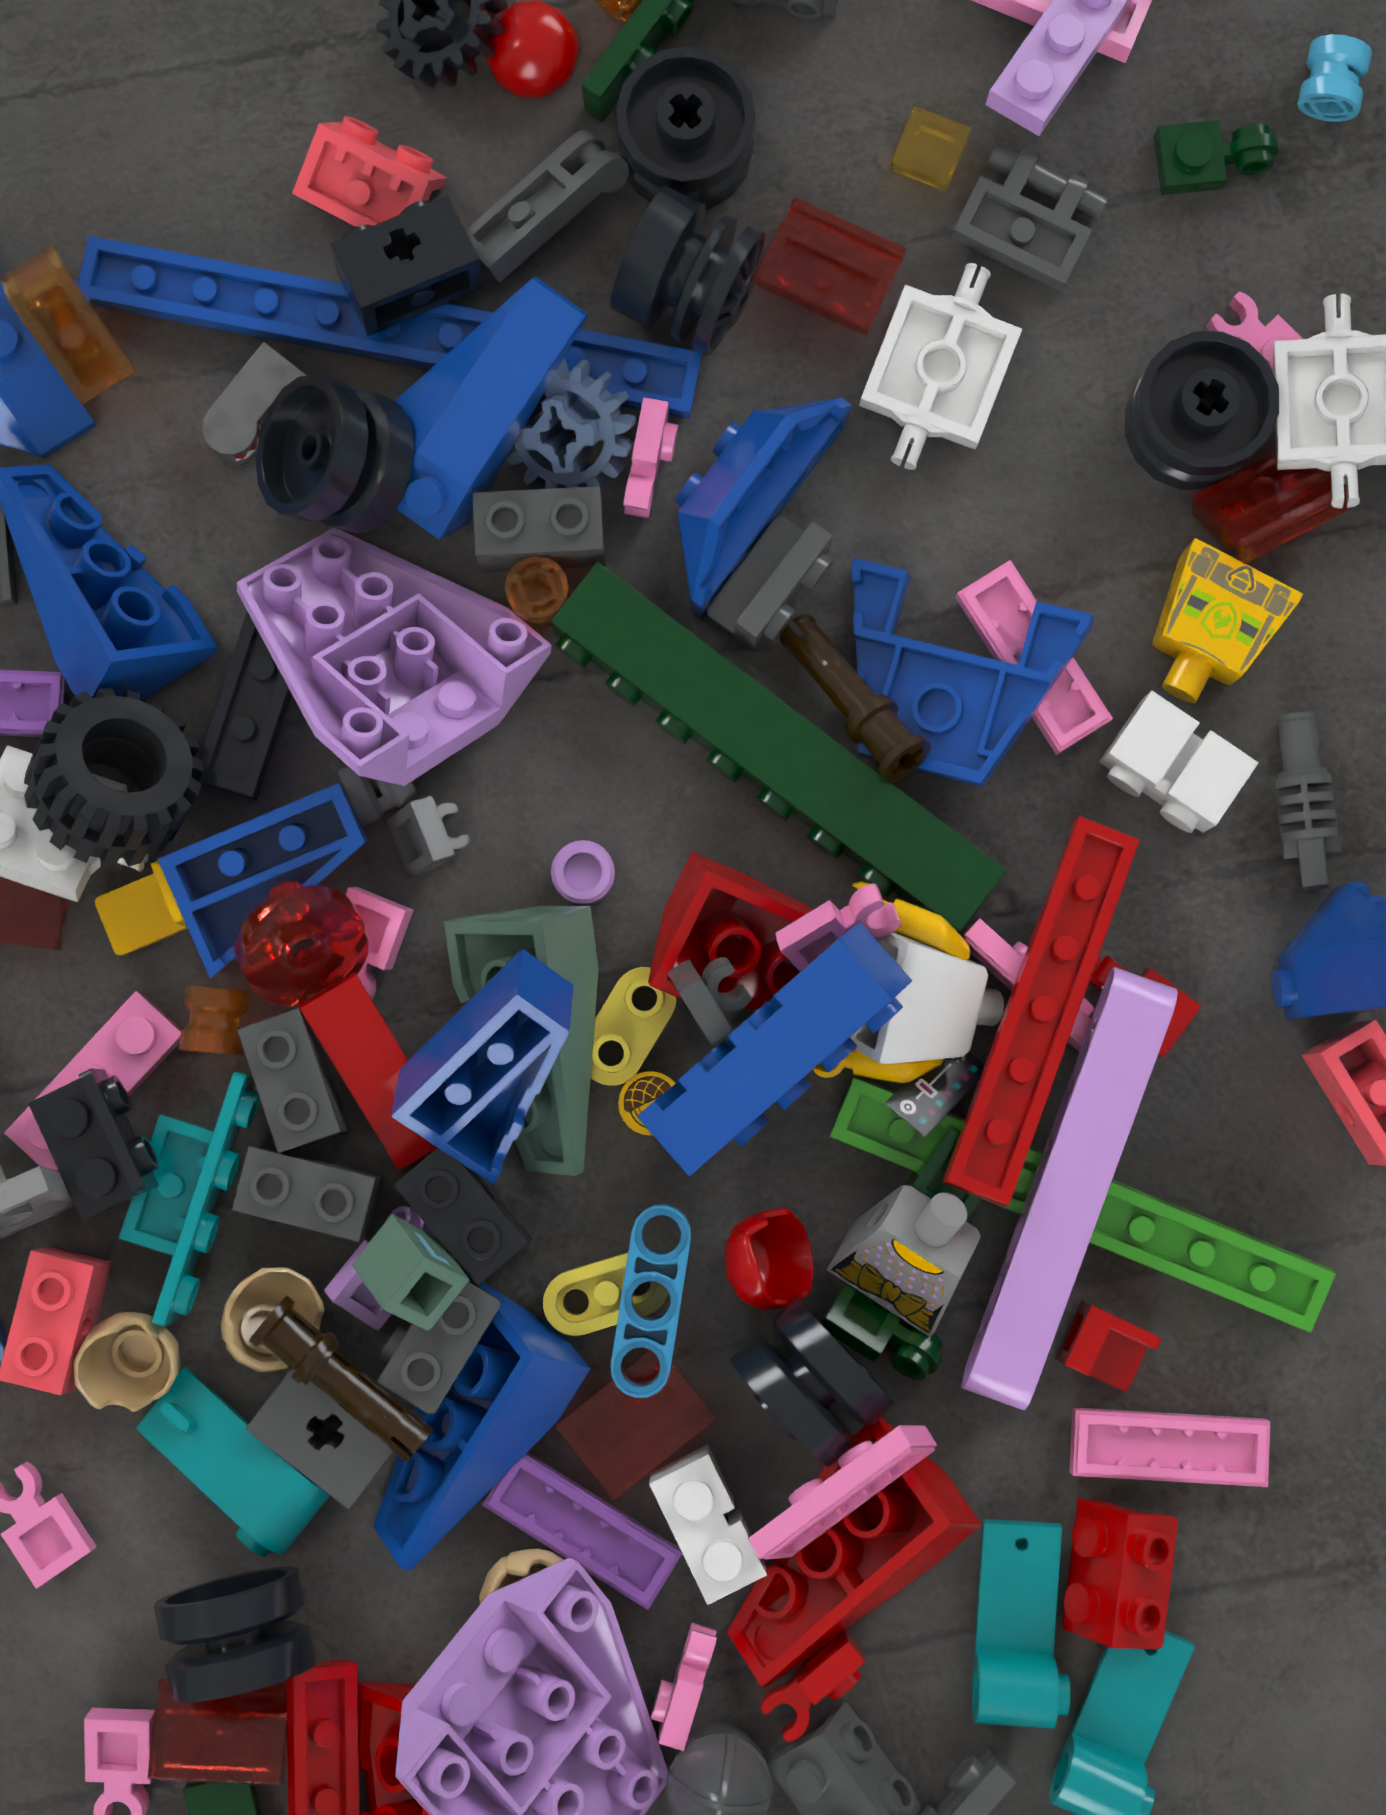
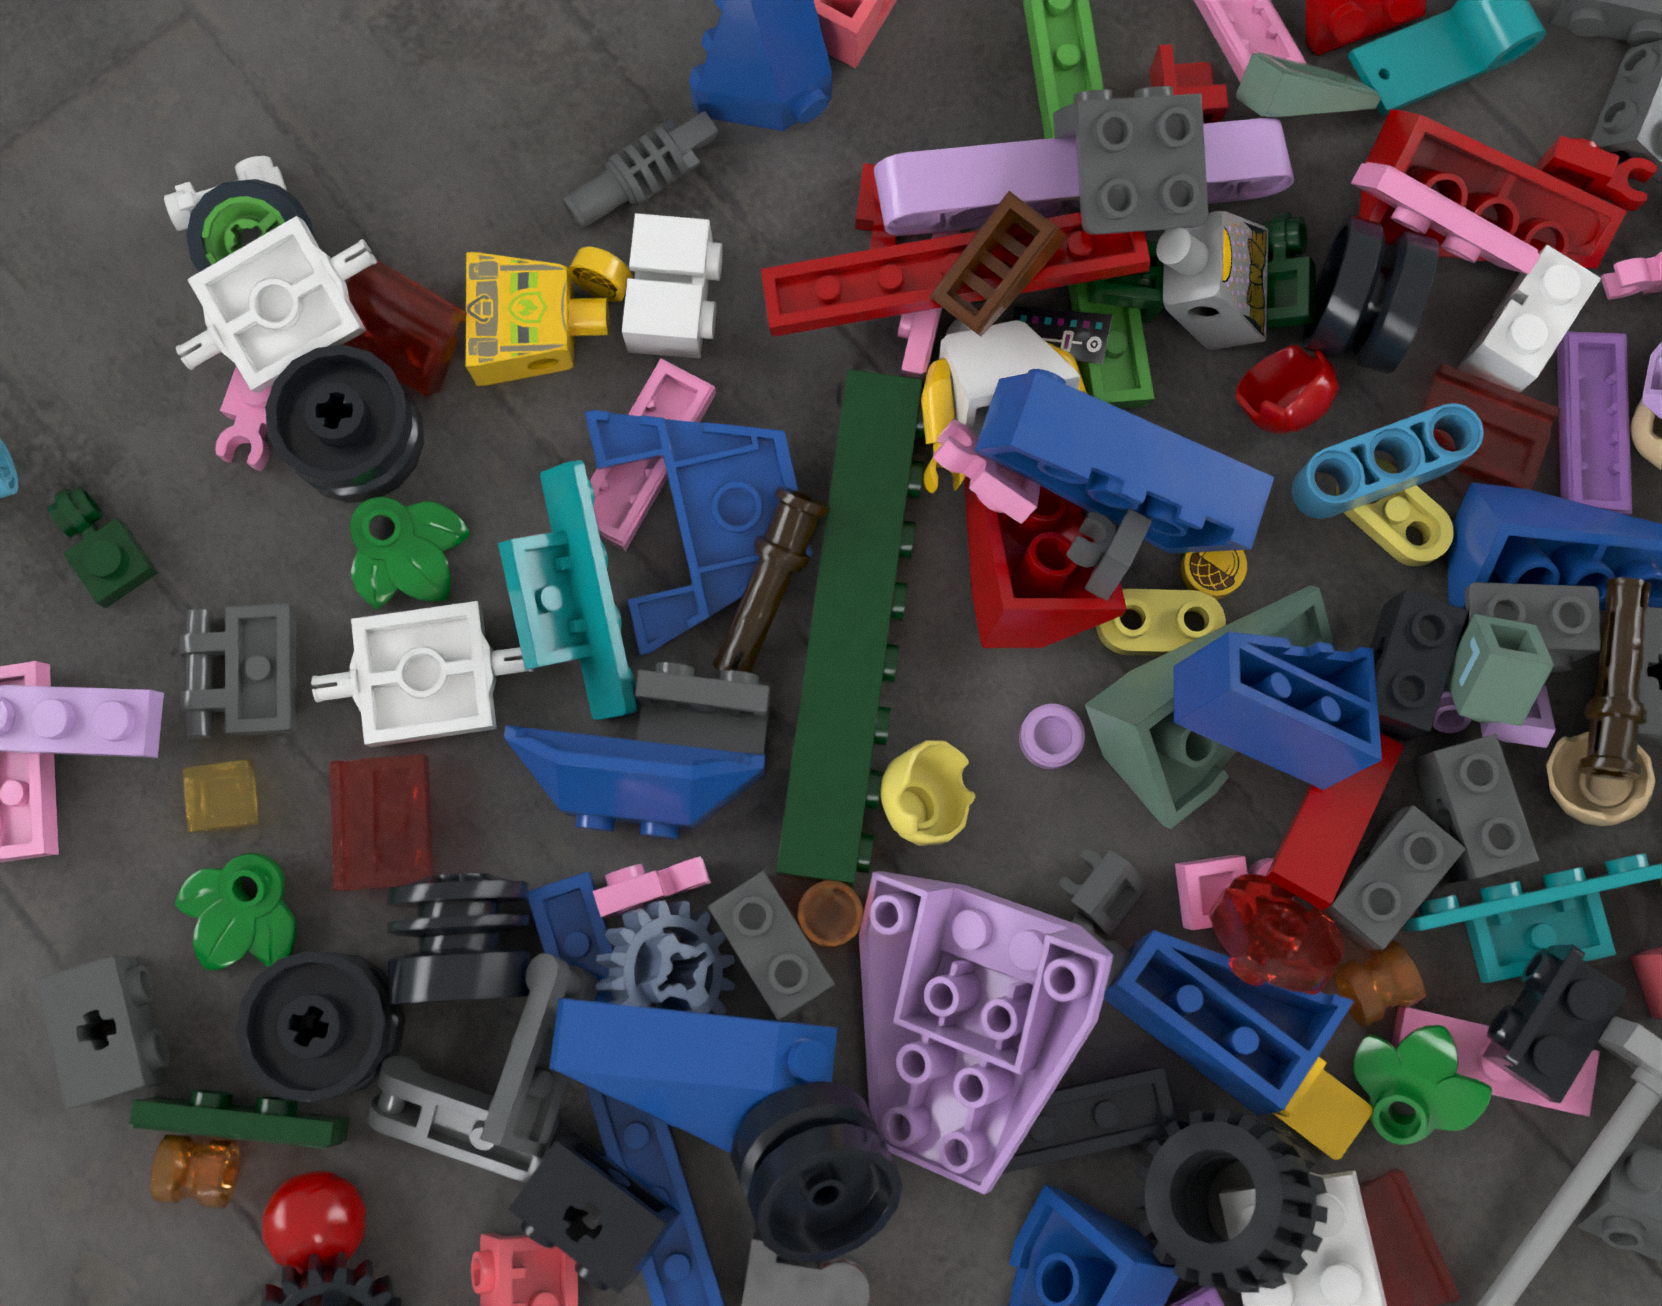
camera: 120 degrees left, 5 degrees down
(113, 998) = (1424, 1077): none -> green plate
(525, 250) = (528, 1090): none -> dark grey plate
(591, 730) = (926, 793): none -> light yellow hair
(815, 109) = (231, 919): none -> green plate
(941, 514) = (565, 594): none -> teal bracket
(1047, 1222) = (1138, 159): none -> dark grey bracket
(1047, 1449) = (1292, 88): none -> sand green slope
(1052, 1060) = (992, 233): none -> reddish brown slope
(1053, 412) = (410, 557): none -> green plate
(1224, 709) = (600, 273): none -> yellow tile

